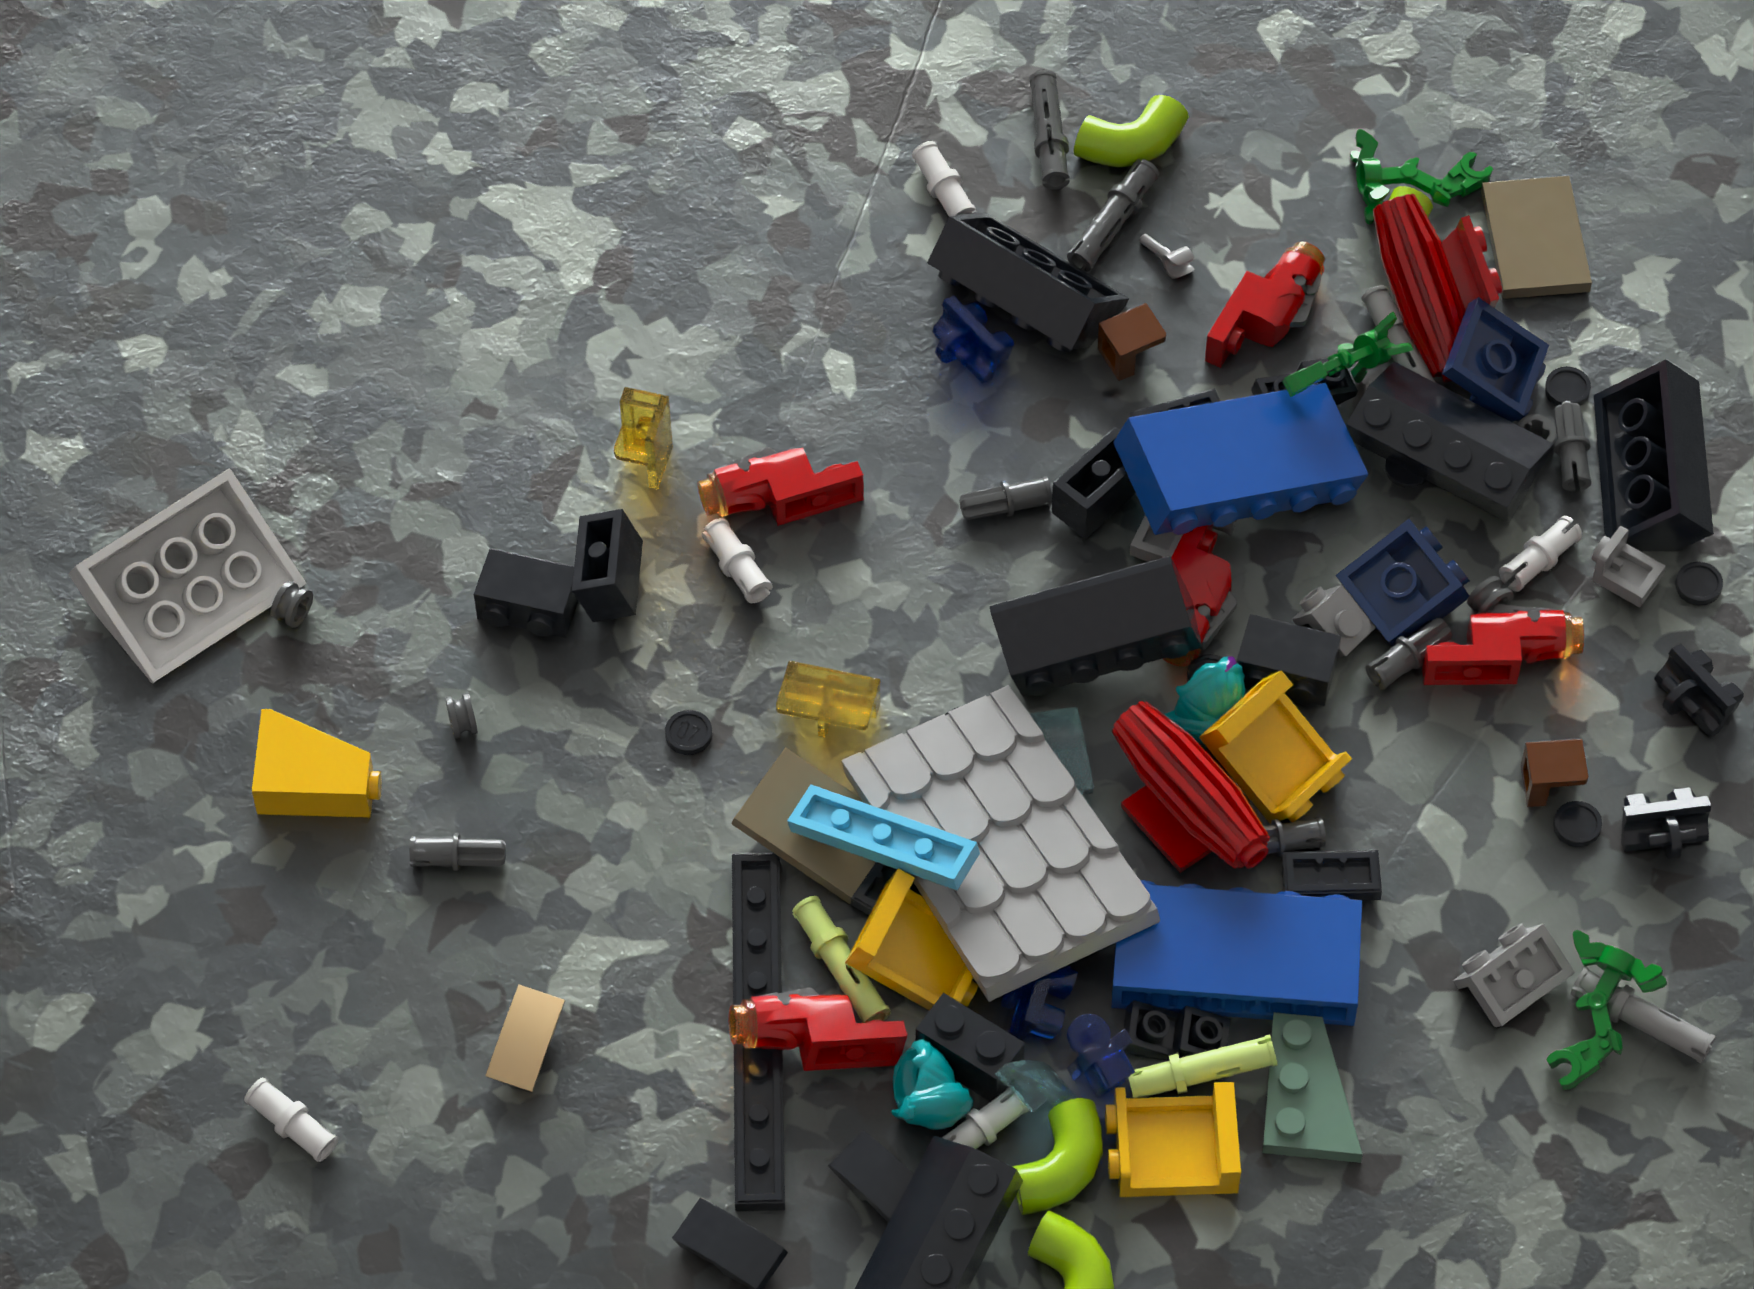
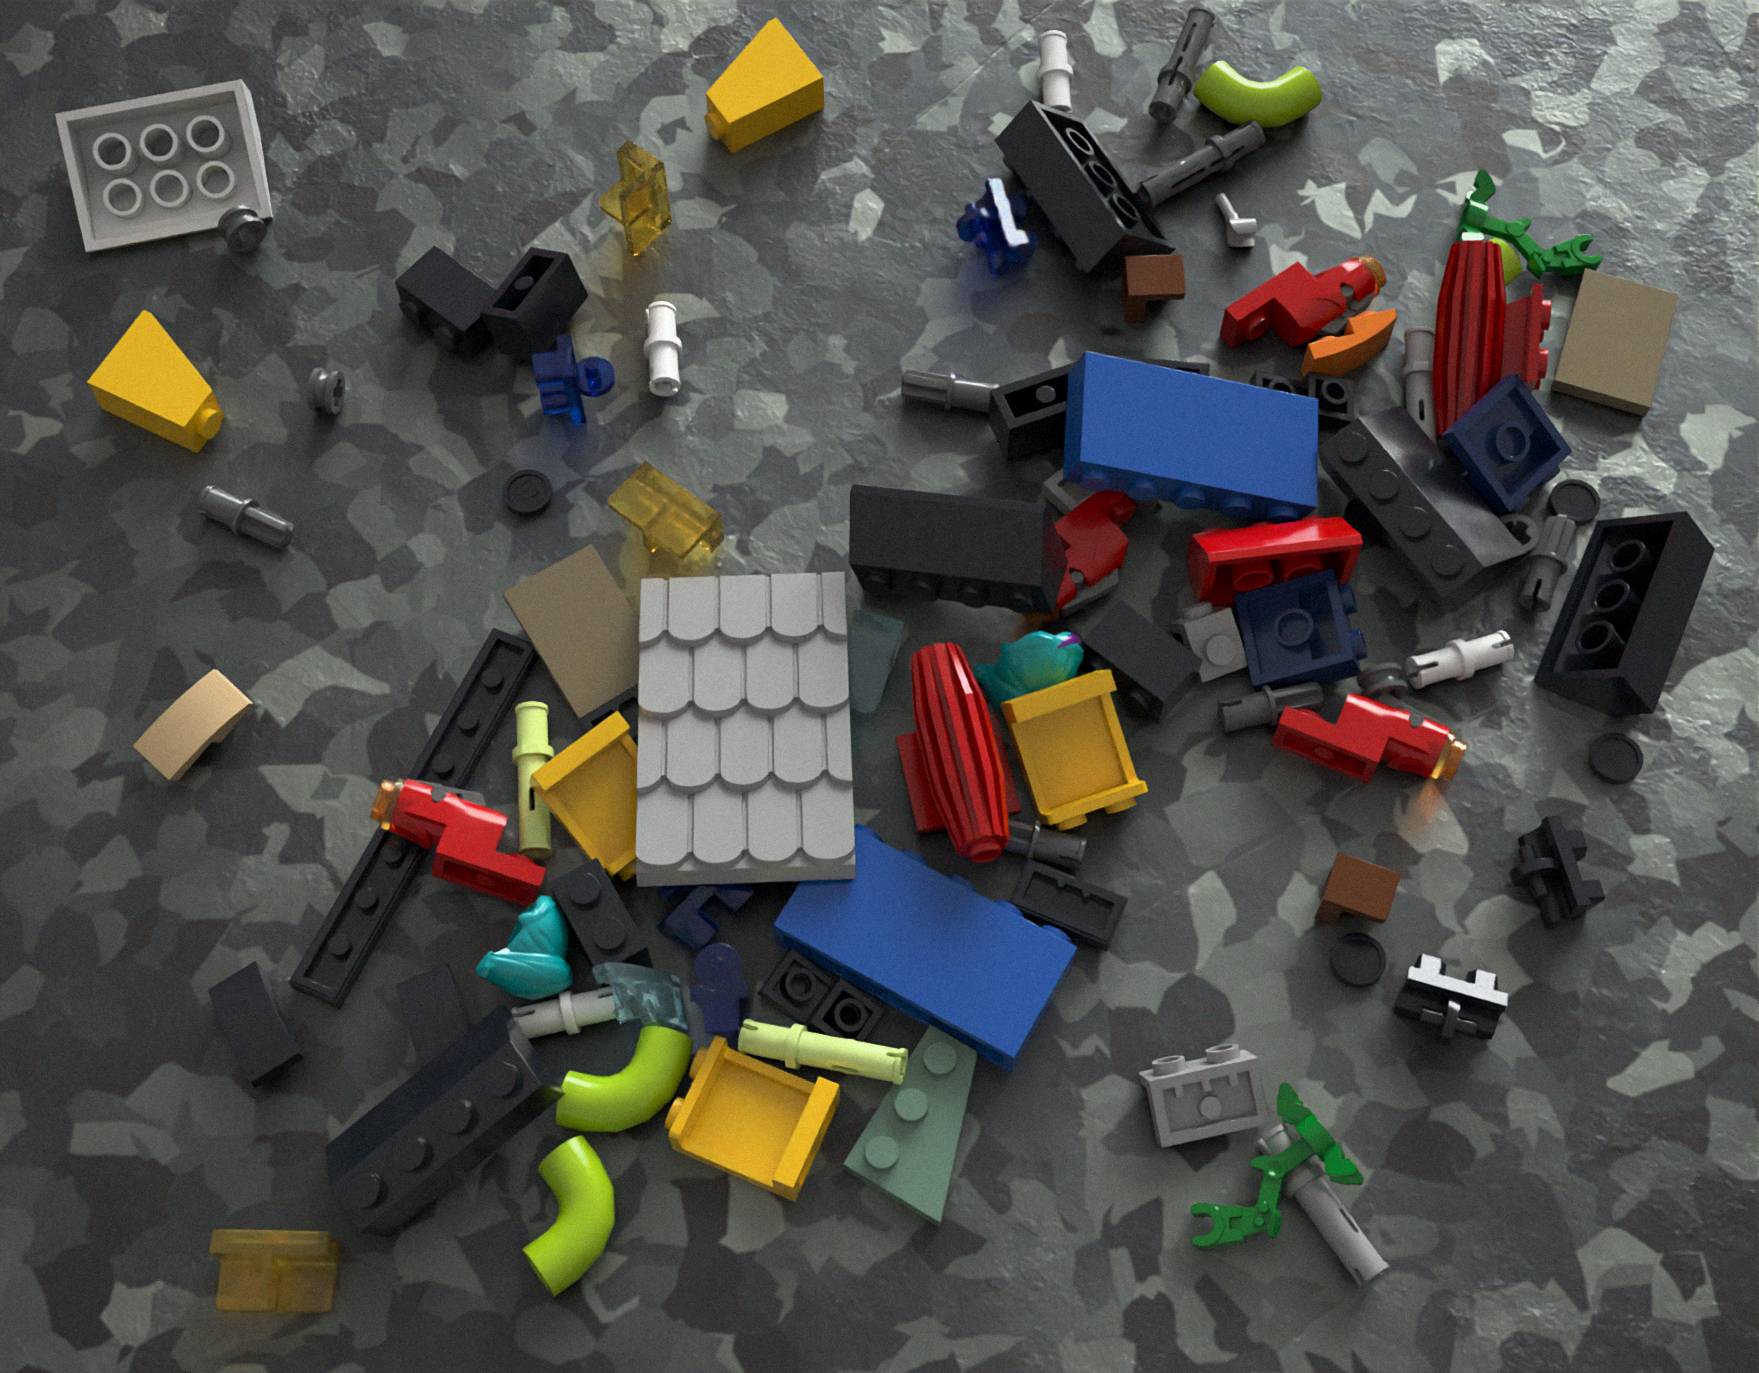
camera: 25 degrees right, 5 degrees up
(679, 619) = (565, 381): none -> clear blue hips
(694, 293) = (763, 89): none -> yellow slope
(783, 482) = (744, 292): red plate -> none
(884, 837) = (626, 674): medium azure plate -> none
(1327, 322) = (1362, 340): none -> orange slope
(1345, 530) = (1267, 553): none -> red slope
(1369, 350) = (1382, 383): green piece -> none
(1625, 569) = (1541, 711): light grey bracket -> none

